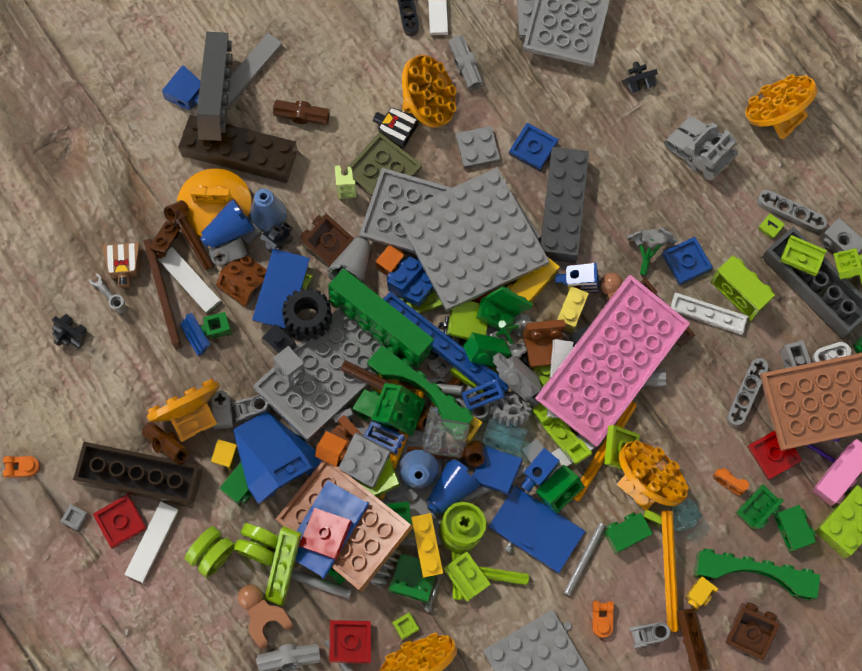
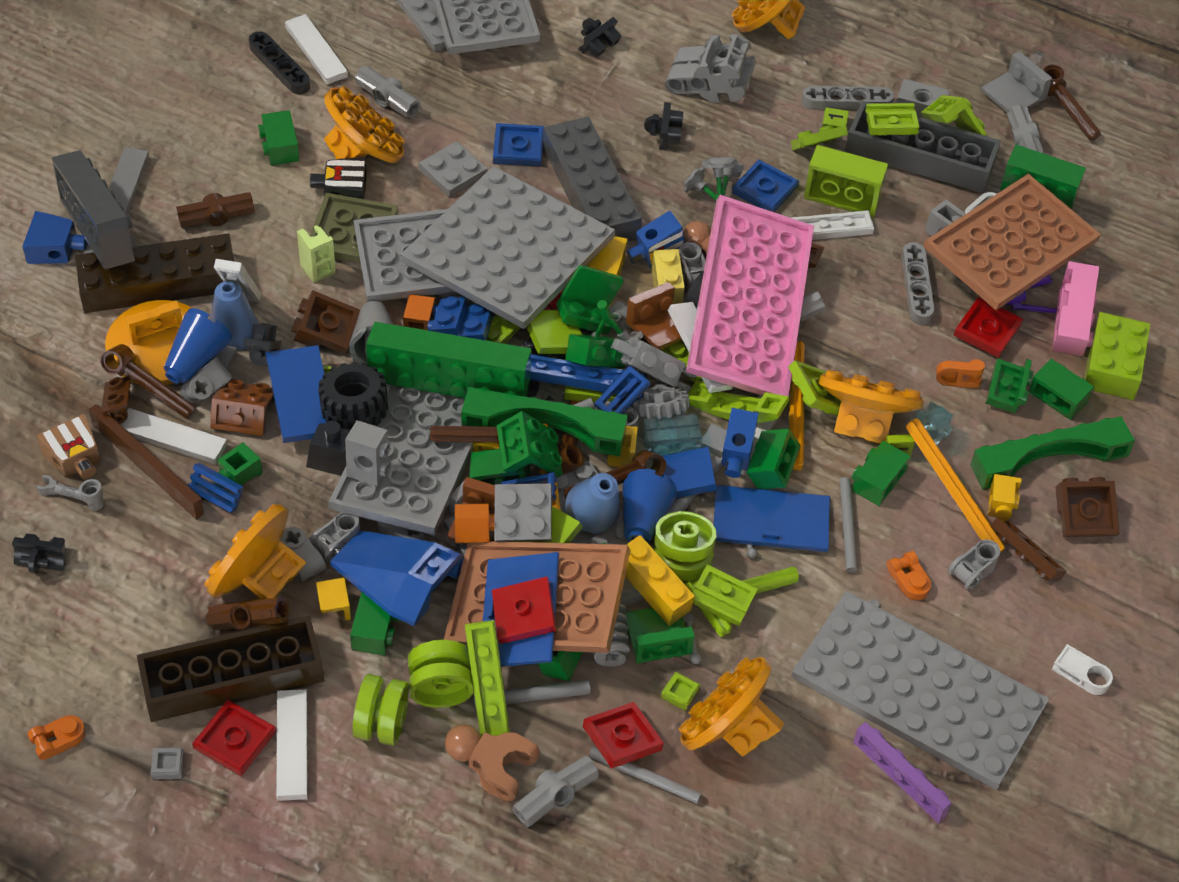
camera: 30 degrees left, 20 degrees down
(276, 188) = (237, 273): none -> white tile
(372, 70) = (279, 137): none -> green brick
(444, 435) = (602, 448): clear bracket -> none
(592, 308) = (691, 262): none -> light grey piece
(649, 173) = (657, 125): none -> black hips
(749, 240) = (826, 134): none -> lime plate

